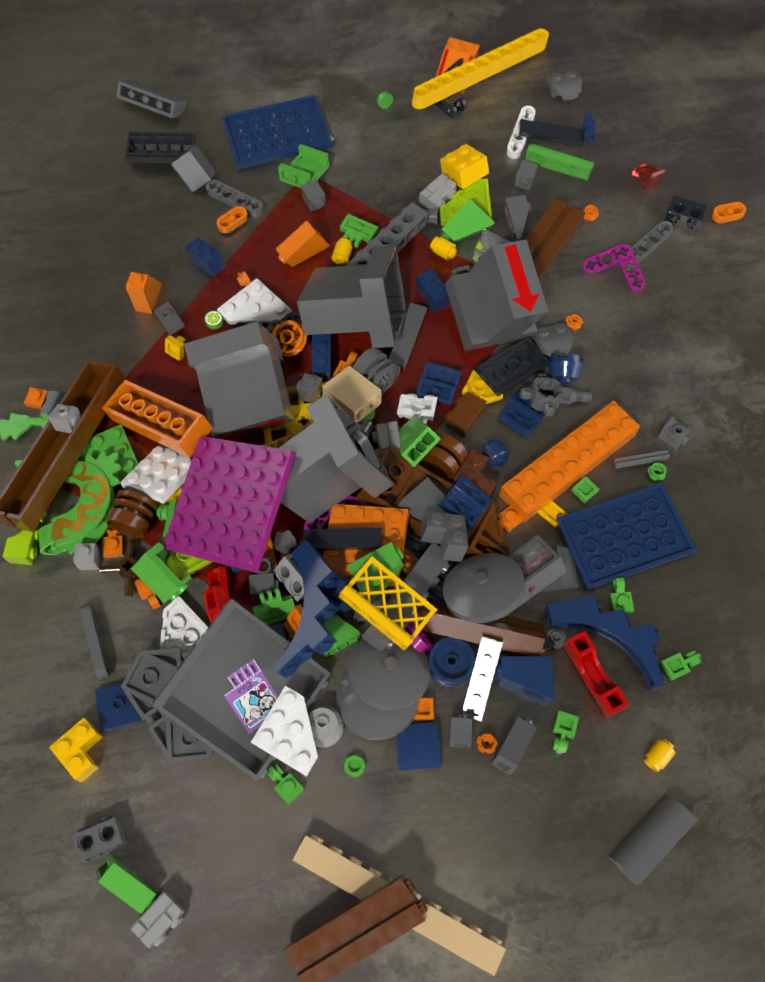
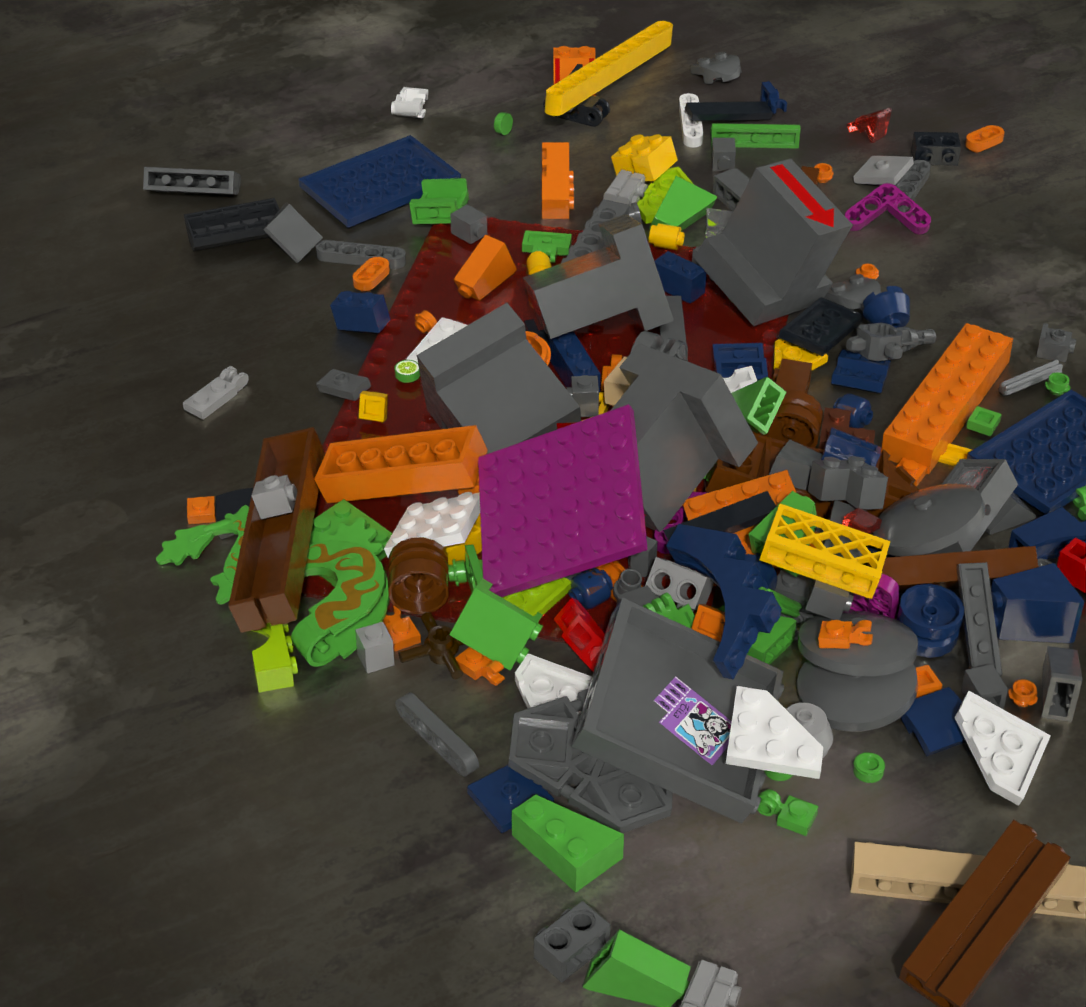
camera: 20 degrees left, 25 degrees down
(73, 747) = (480, 855): yellow brick -> none
(88, 298) = (216, 393): none -> light grey hinge
(130, 761) = (566, 841): none -> bright green wedge
(143, 292) = (297, 360): orange slope -> none
(329, 61) = (410, 103): none -> white cylinder
(346, 622) = (788, 605): none -> bright green axle
(370, 671) = (842, 633): none -> orange plate
(393, 171) = (556, 181): none -> orange wedge
(437, 572) = (862, 521): none -> clear red tile
(446, 787) = (1001, 745): none -> white plate
(635, 224) = (883, 170): none -> light grey plate

